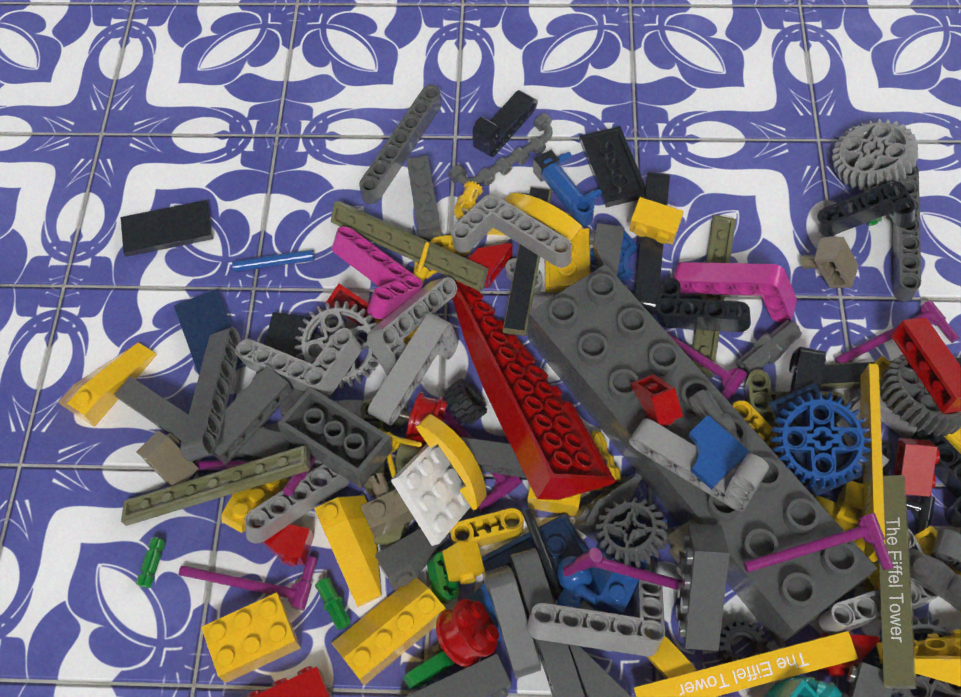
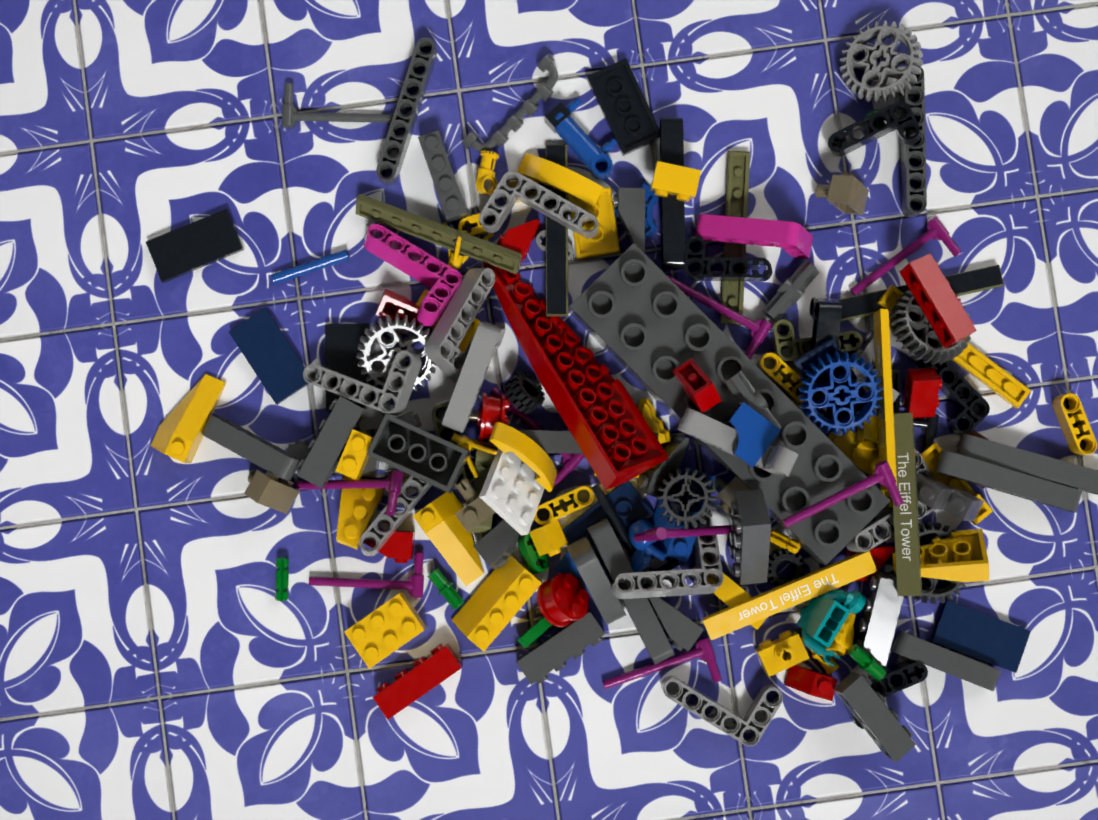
camera: 10 degrees left, 25 degrees up
(211, 396) = (296, 429): dark grey beam -> none
(216, 485) = (323, 510): olive tile -> none
(264, 433) = (354, 455): none -> yellow brick
(291, 135) = (291, 115): none -> dark grey bar
(494, 134) = (499, 87): black beam -> none
(743, 609) = (784, 541): none -> yellow axle

